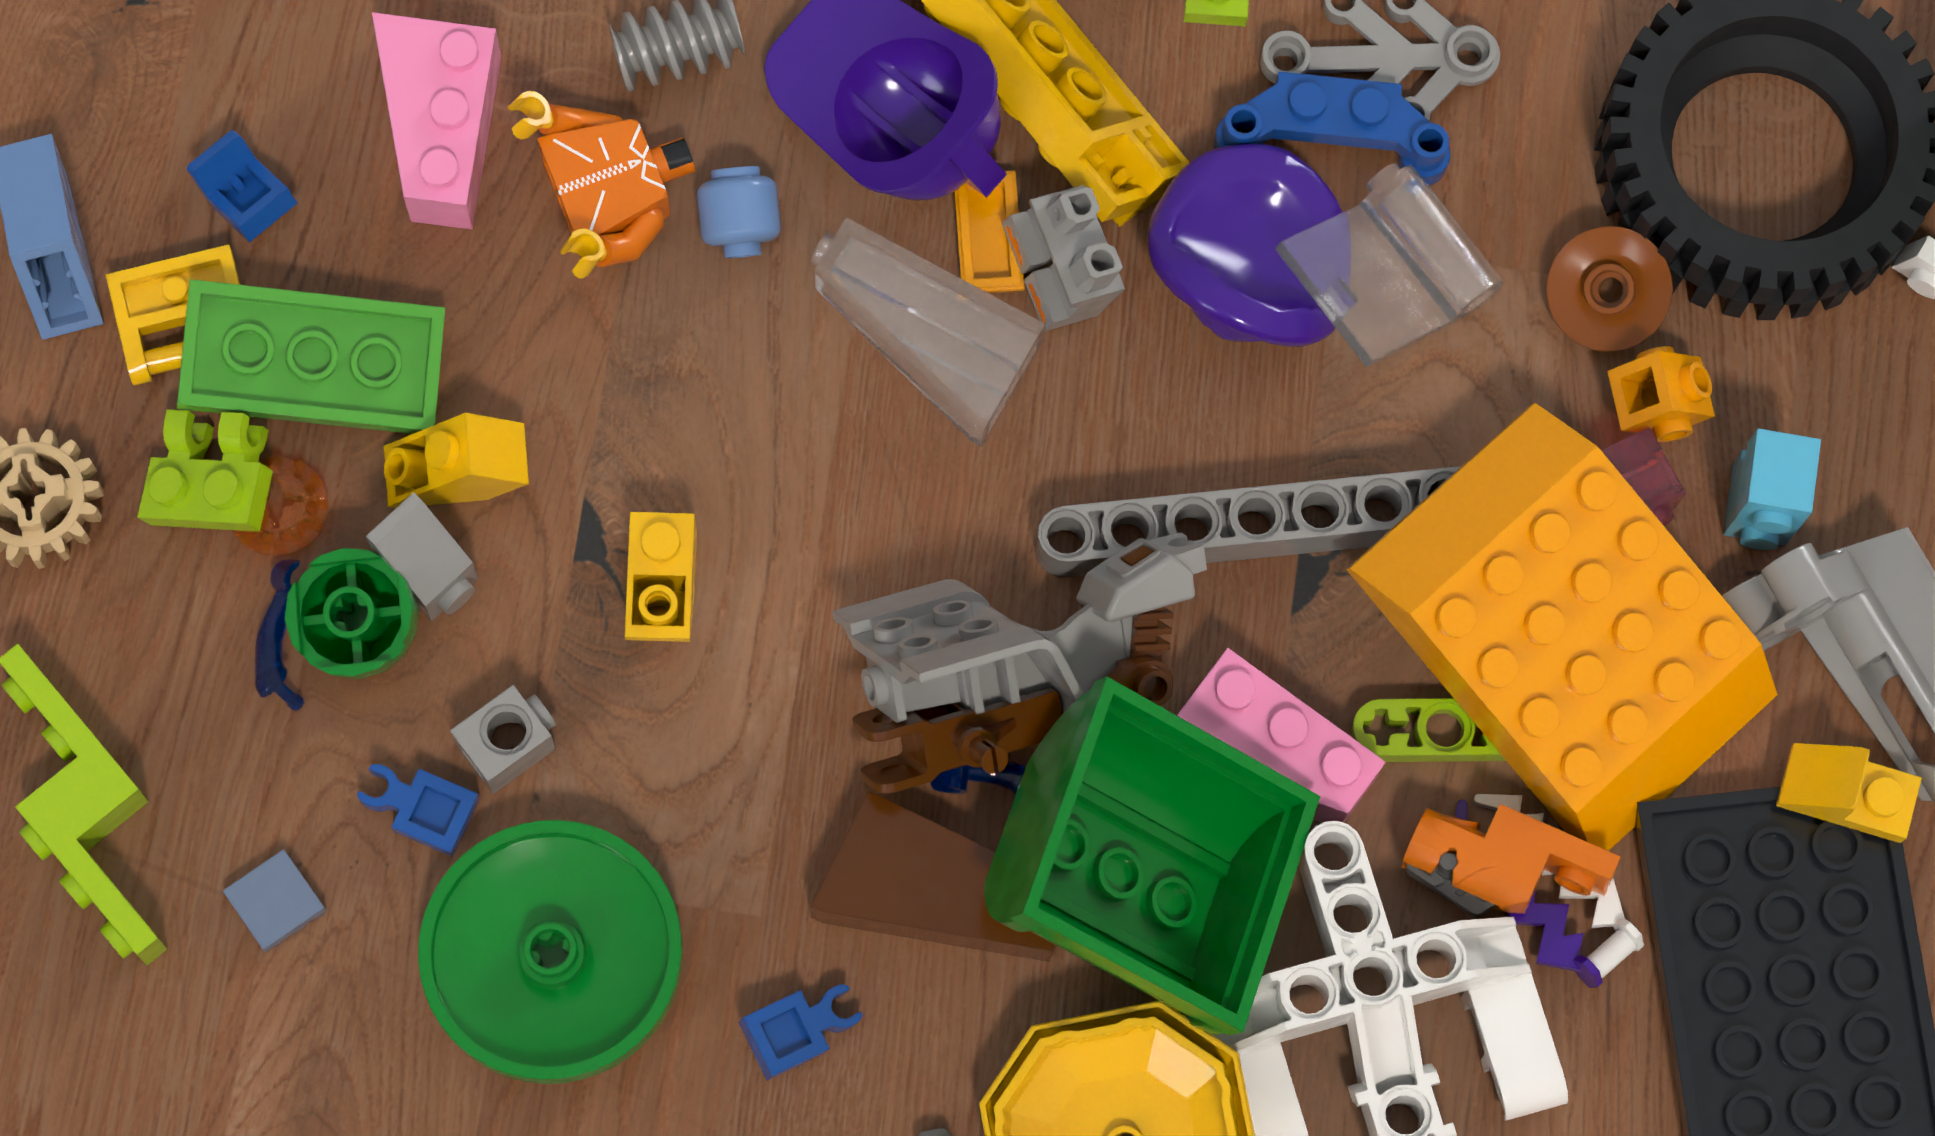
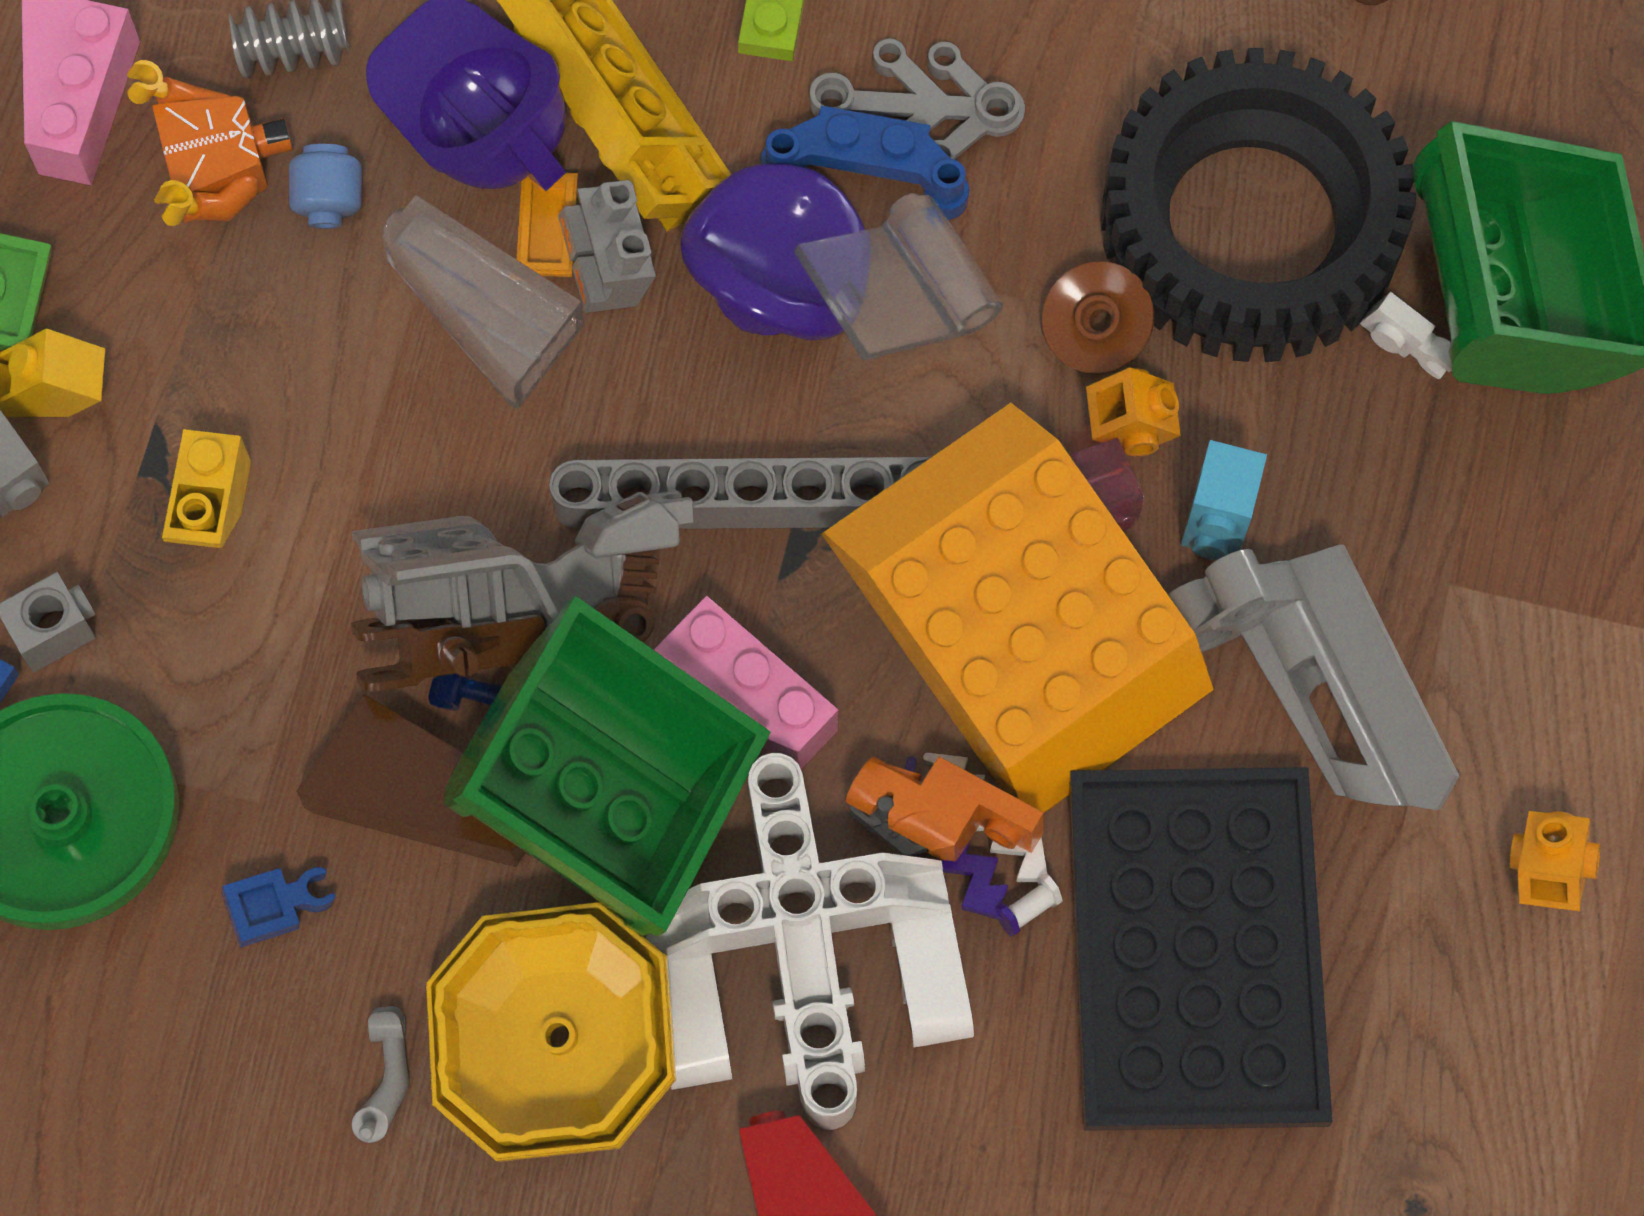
camera: 10 degrees right, 5 degrees down
(1396, 747) = (858, 706): lime beam -> none
(1849, 790) = (1261, 775): yellow slope -> none

